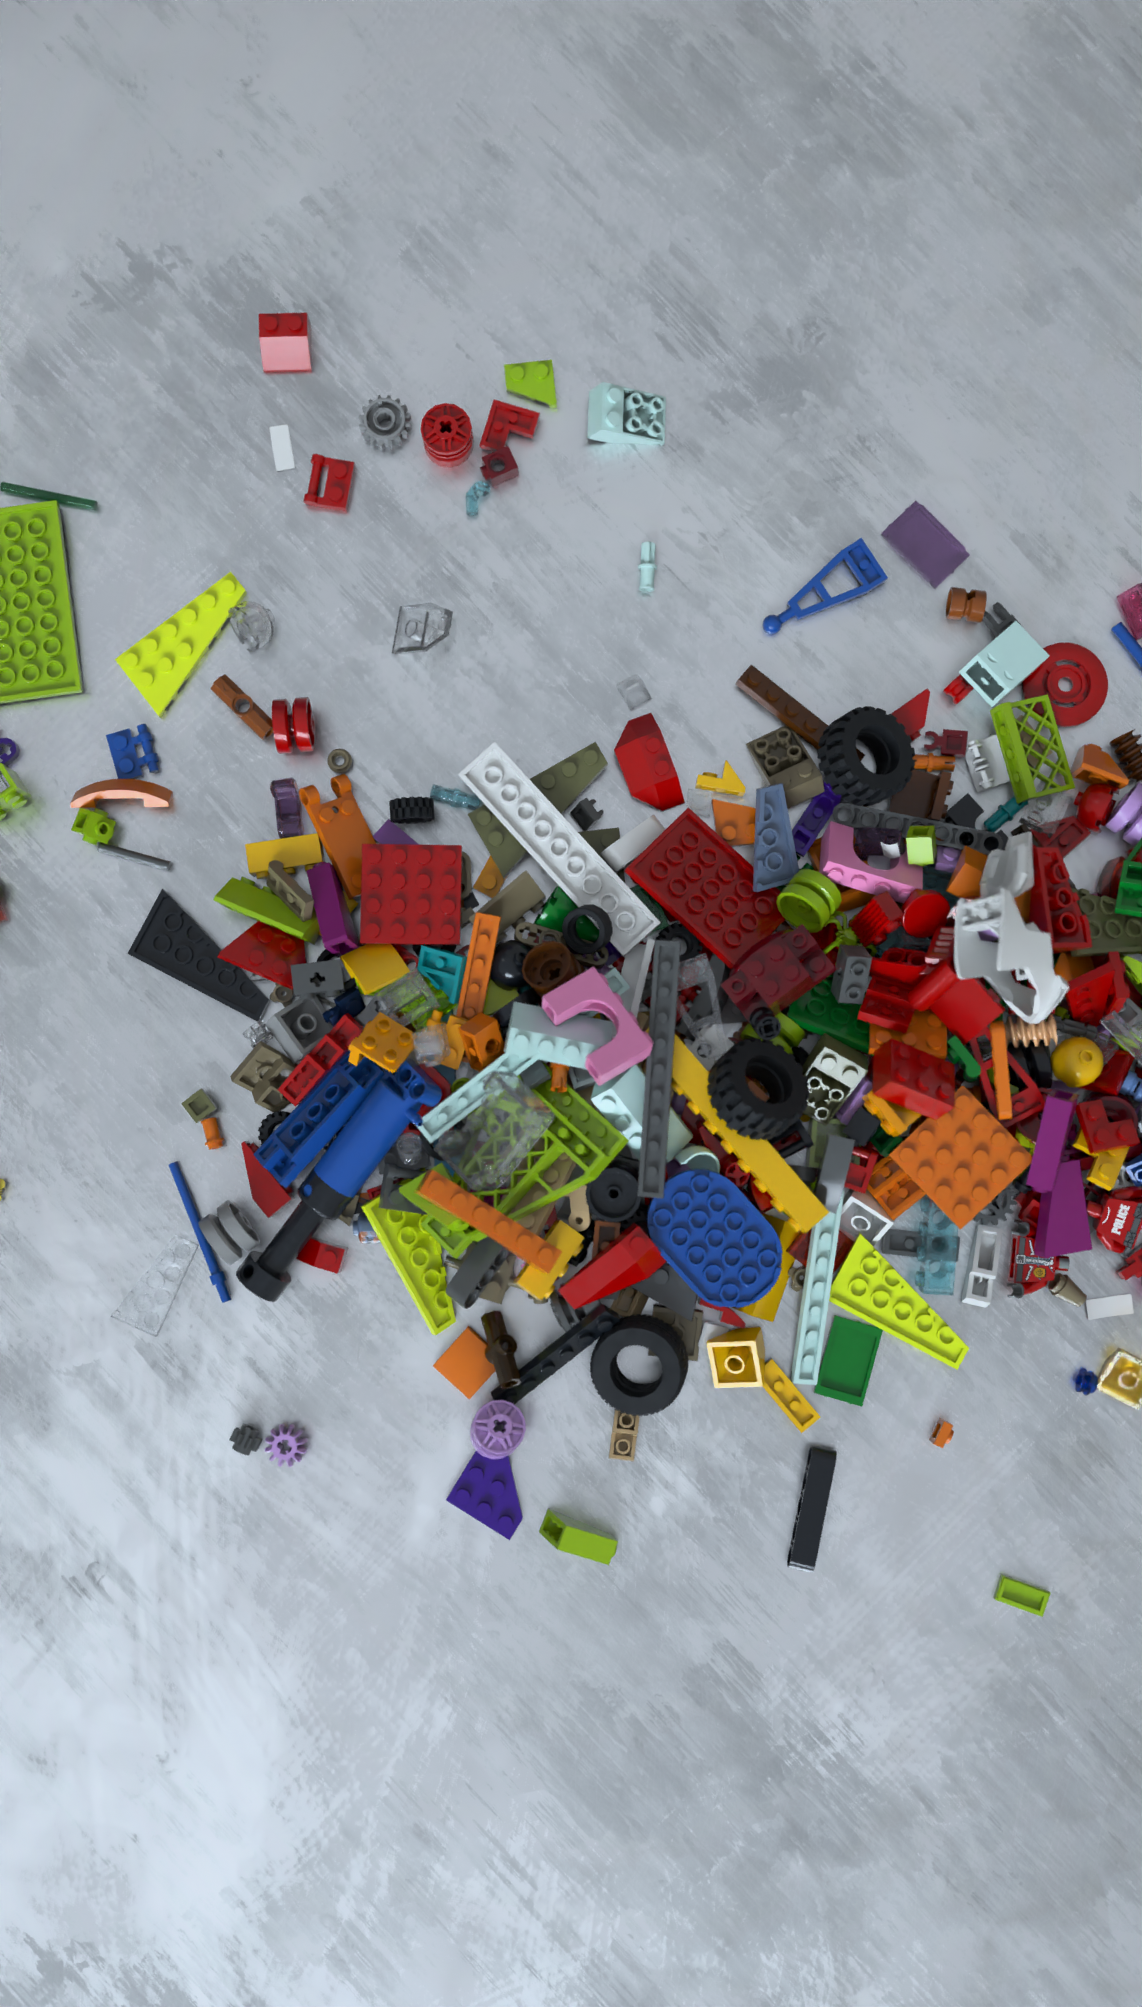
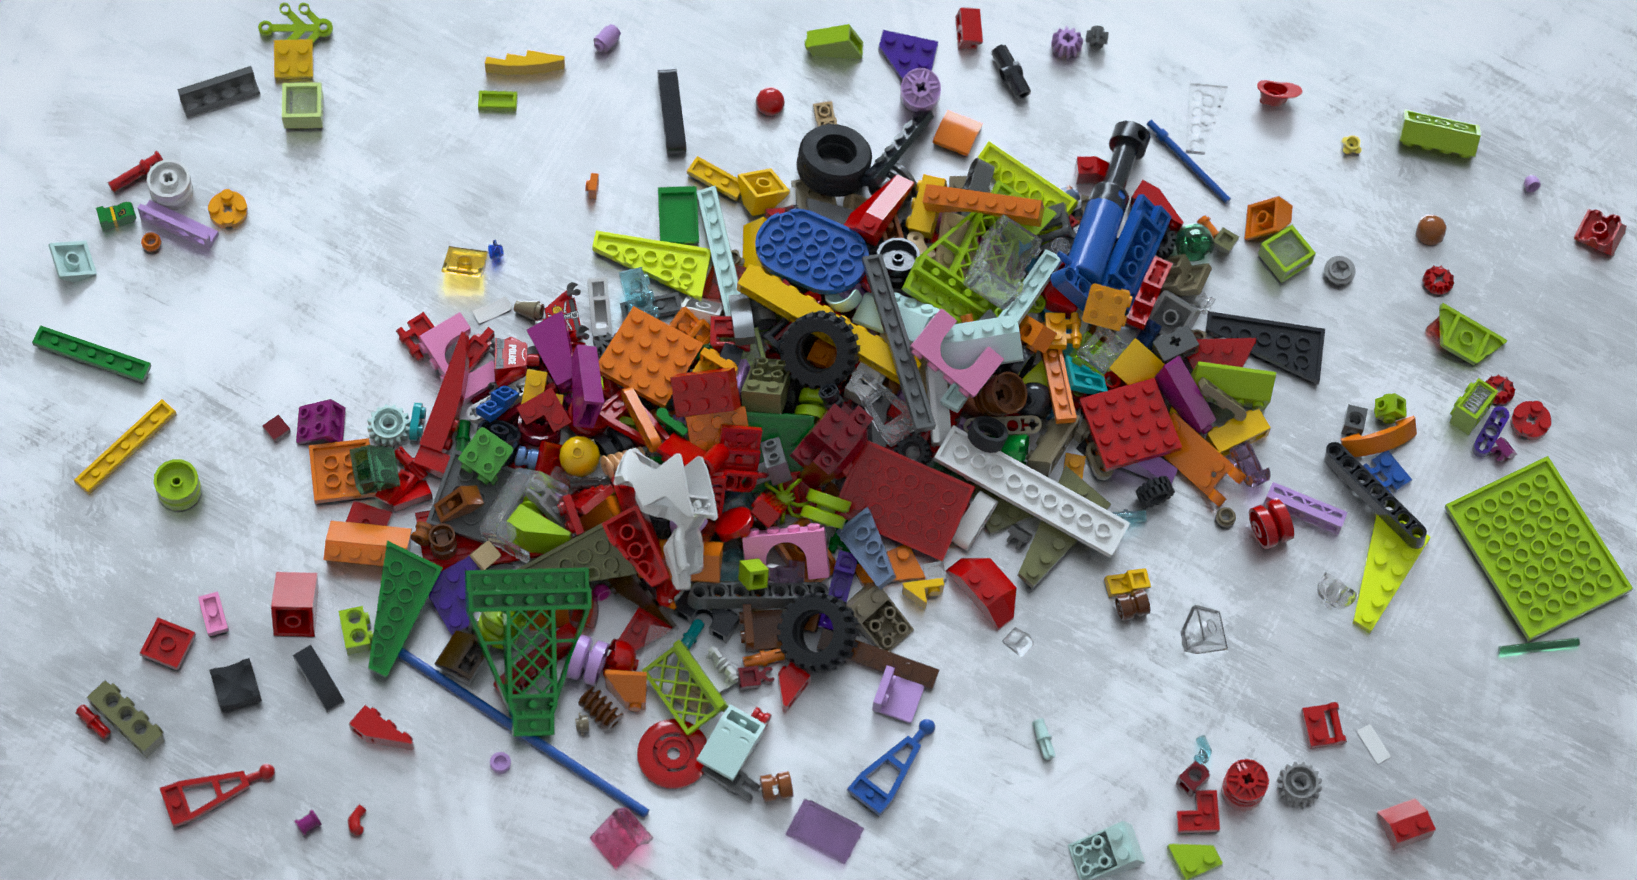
camera: 155 degrees right, 20 degrees down
(50, 1287) = (1277, 93): none -> red piece
(70, 1017) = (1343, 264): none -> light grey gear
(132, 826) = (1357, 414): none -> dark grey brick
(132, 1063) = (1286, 253): none -> piece
(134, 856) = (1345, 401): dark grey bar -> none
(136, 1118) = (1267, 217): none -> orange slope
(155, 711) = (1376, 503): none -> black beam
(229, 1232) = (1166, 161): light grey wheel -> none
(234, 697) = (1327, 535): dark orange piece -> none
(237, 1117) = (1194, 241): none -> clear green cylinder
(244, 732) = (1306, 511): none -> lavender fence
(371, 1426) = (1011, 71): none -> black piece
(401, 1505) = (968, 28): none -> red hinge
(431, 1044) = (1072, 312): clear brick -> none
(483, 719) = (1127, 582): none -> yellow slope
(489, 685) = (1132, 604): none -> reddish brown wheel
(501, 1349) = (944, 152): dark brown piece -> none
(684, 1483) = (770, 101): none -> red hair
(794, 666) = (897, 696): none -> lavender bracket
(861, 1639) = (606, 38): none -> lavender brick
(946, 858) = (728, 574): lavender plate -> none
(968, 1633) = (532, 63): none -> yellow slope

